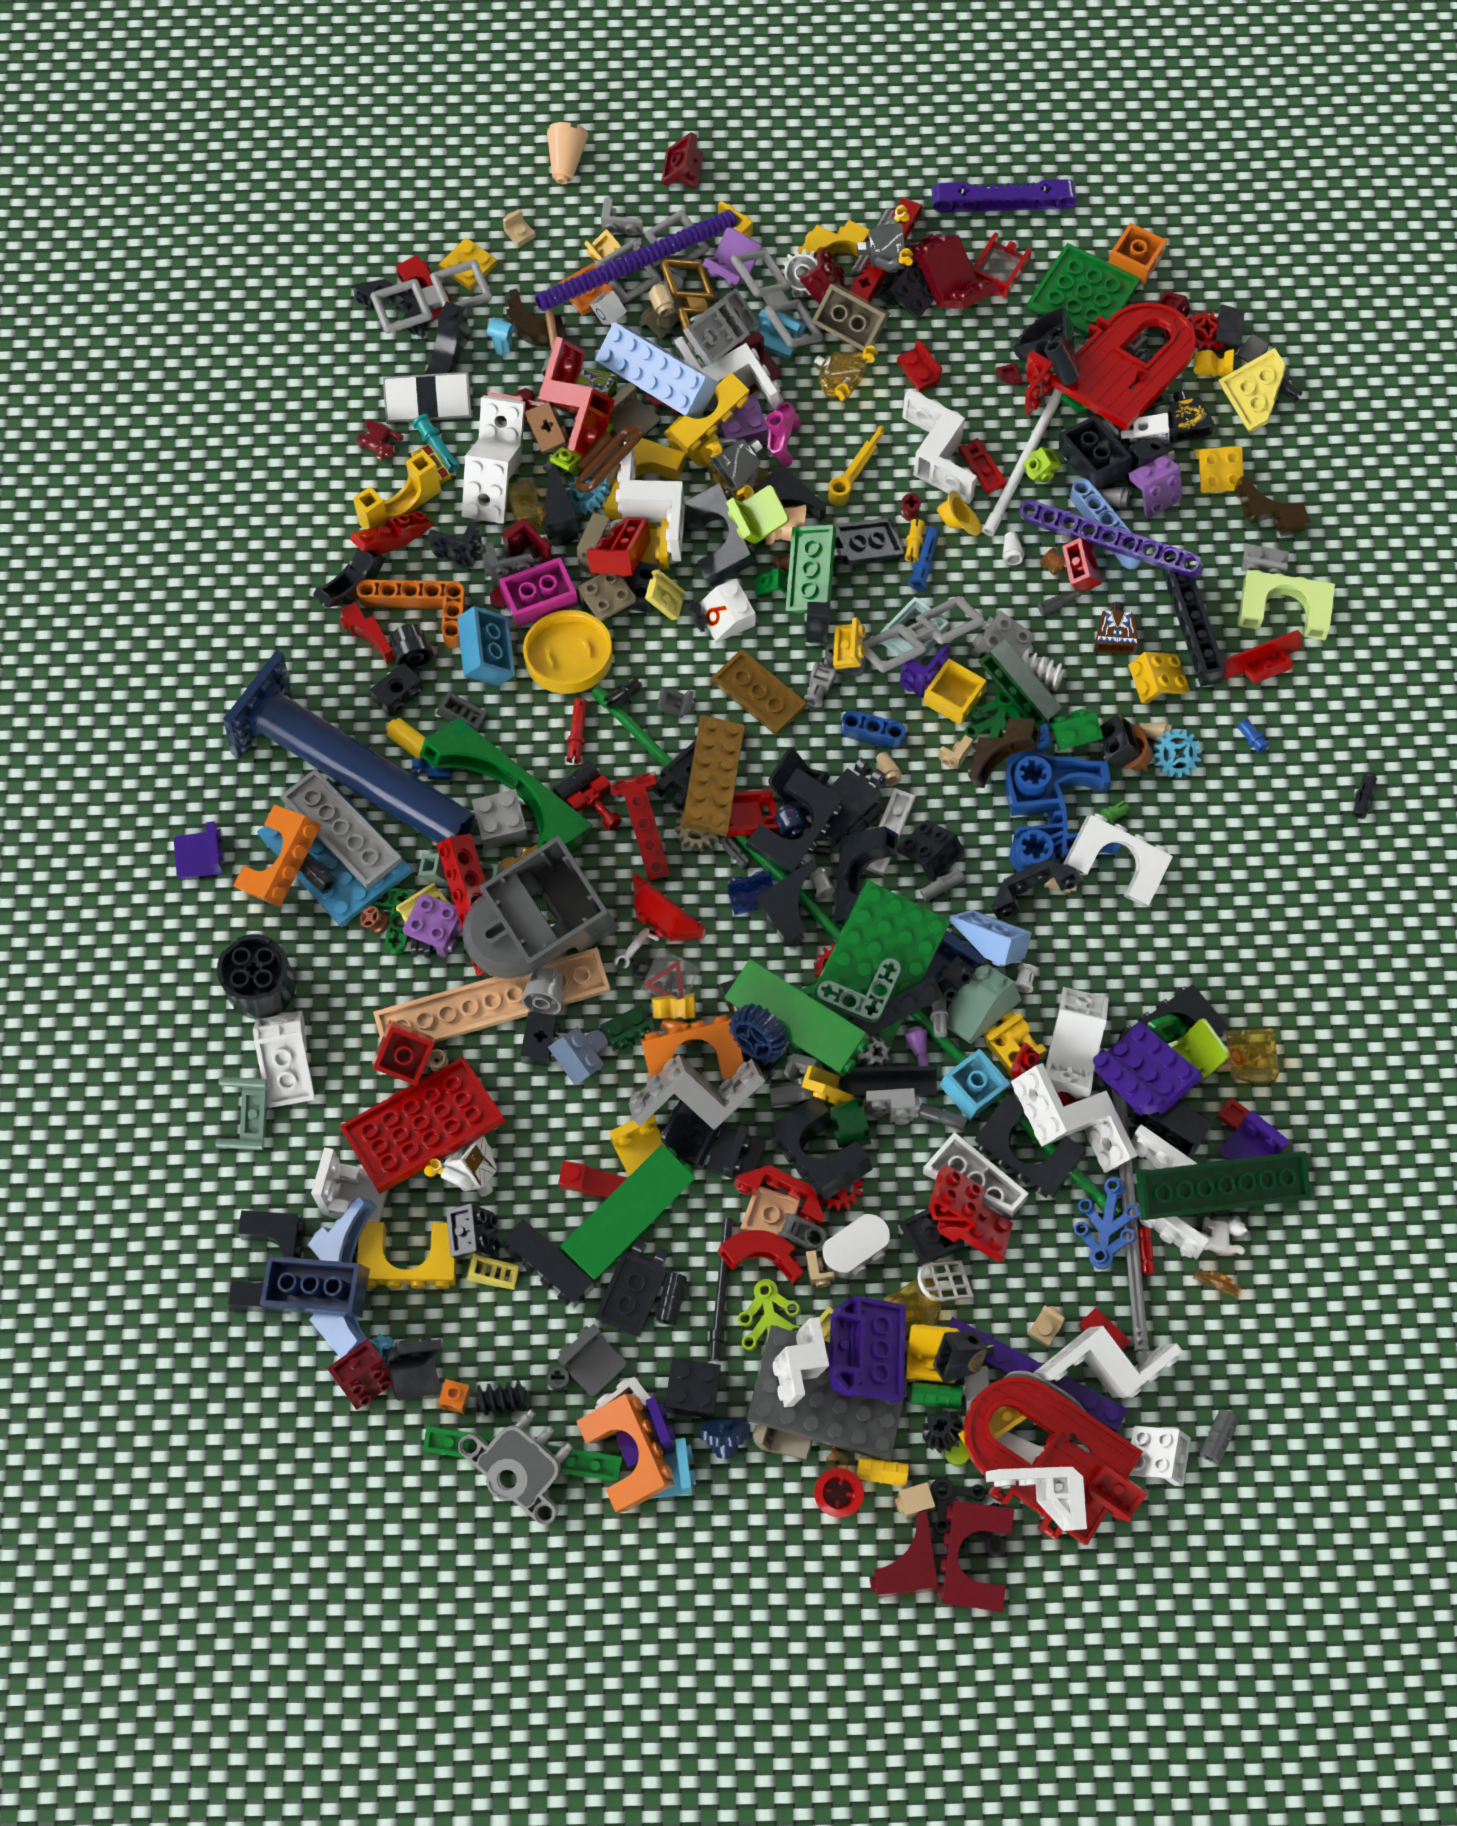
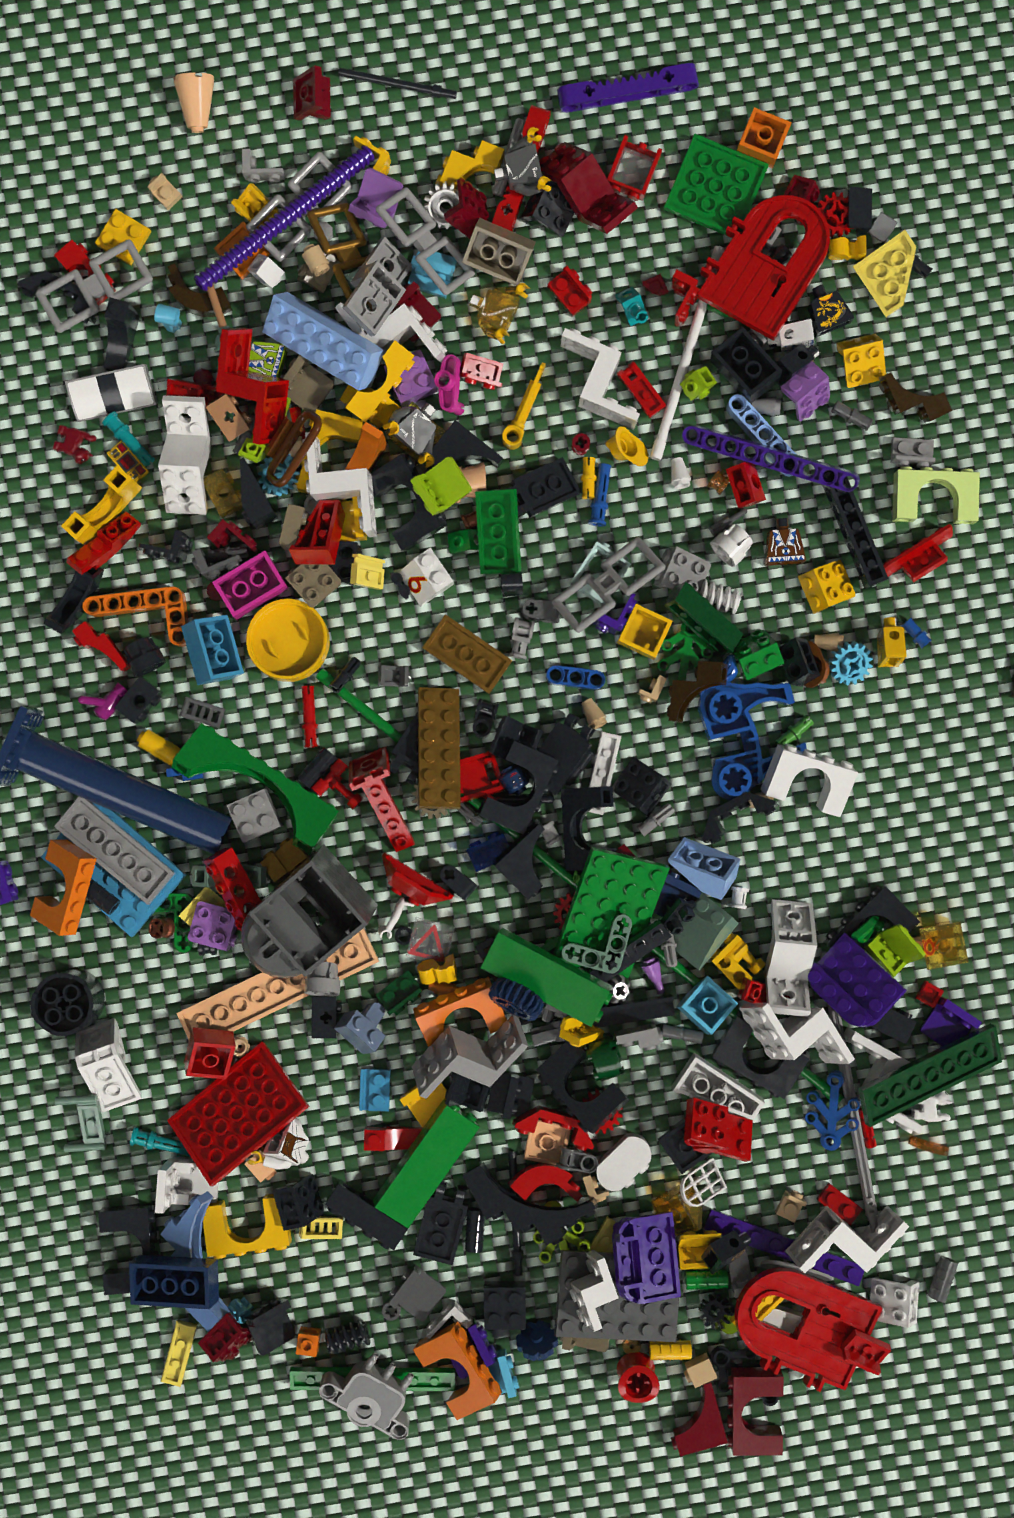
camera: 10 degrees left, 20 degrees up
(299, 1393) = (179, 1353): none -> light yellow tile
(316, 1145) = (150, 1142): none -> teal pin
(359, 690) = (105, 706): none -> magenta piece
(438, 1191) = (260, 1171): none -> light nougat brick
(581, 1129) = (375, 1089): none -> dark azure plate
(691, 470) = (369, 448): none -> orange arch
(714, 919) = (460, 884): none -> black piece
(731, 1283) = (549, 1221): none -> black arch
(769, 755) = (484, 717): none -> black piece
(808, 175) = (435, 90): none -> black bar
(815, 425) = (481, 370): none -> bracket
(848, 645) = (543, 604): yellow bracket -> none
(983, 389) = (632, 306): none -> teal bracket
(1053, 339) = (695, 254): black arm -> none
(1059, 621) = (731, 545): none -> white piece
(1063, 1502) = (807, 1356): white bracket -> none
(1203, 517) = (852, 415): none -> dark grey pin
(1223, 733) = (891, 644): none -> yellow torso

